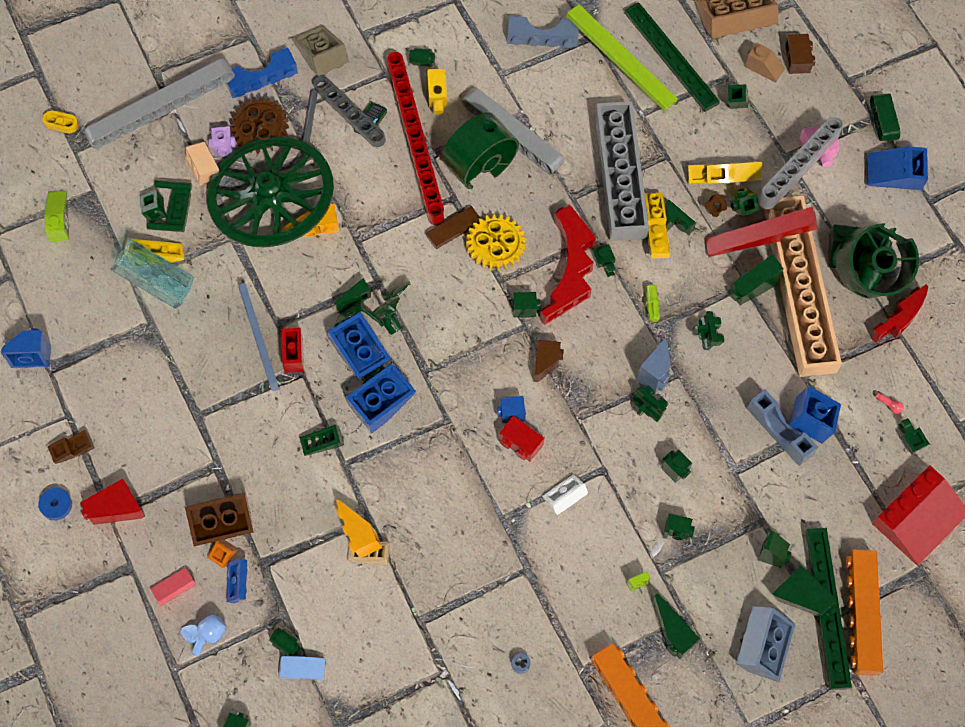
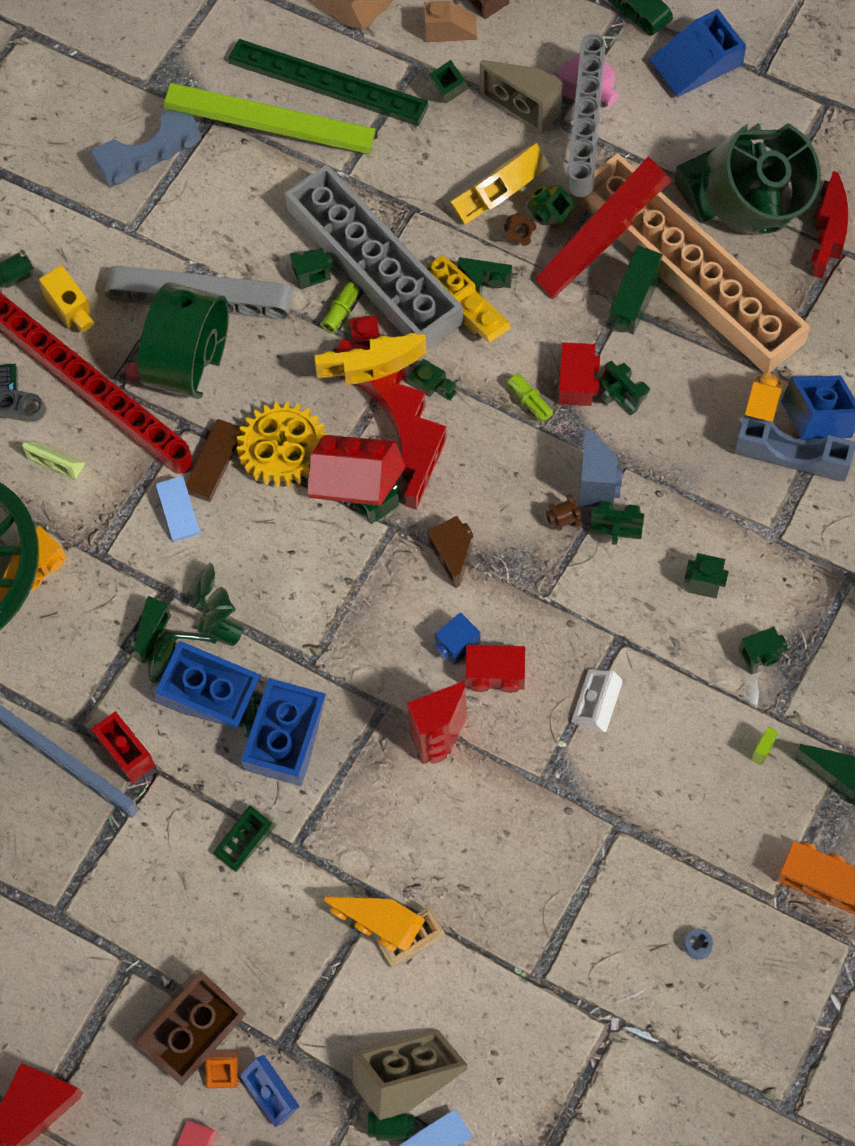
camera: 30 degrees left, 0 degrees up
(311, 619) = (405, 1072): none -> dark tan slope
(369, 172) = (53, 459): none -> yellowish green slope
(415, 241) = (177, 508): none -> light blue slope
(465, 446) = (437, 721): none -> red slope
(522, 280) = (354, 469): none -> slope
(582, 229) = (382, 359): none -> yellow slope
(583, 187) = (340, 308): none -> lime axle
(584, 155) = (311, 267): none -> dark green brick
(588, 209) = (364, 329): none -> red plate
(622, 379) = (563, 514): none -> reddish brown brick
(688, 307) = (577, 374): none -> red brick
(776, 128) = (522, 92): none -> dark tan slope
(784, 387) = (764, 397): none -> light orange slope

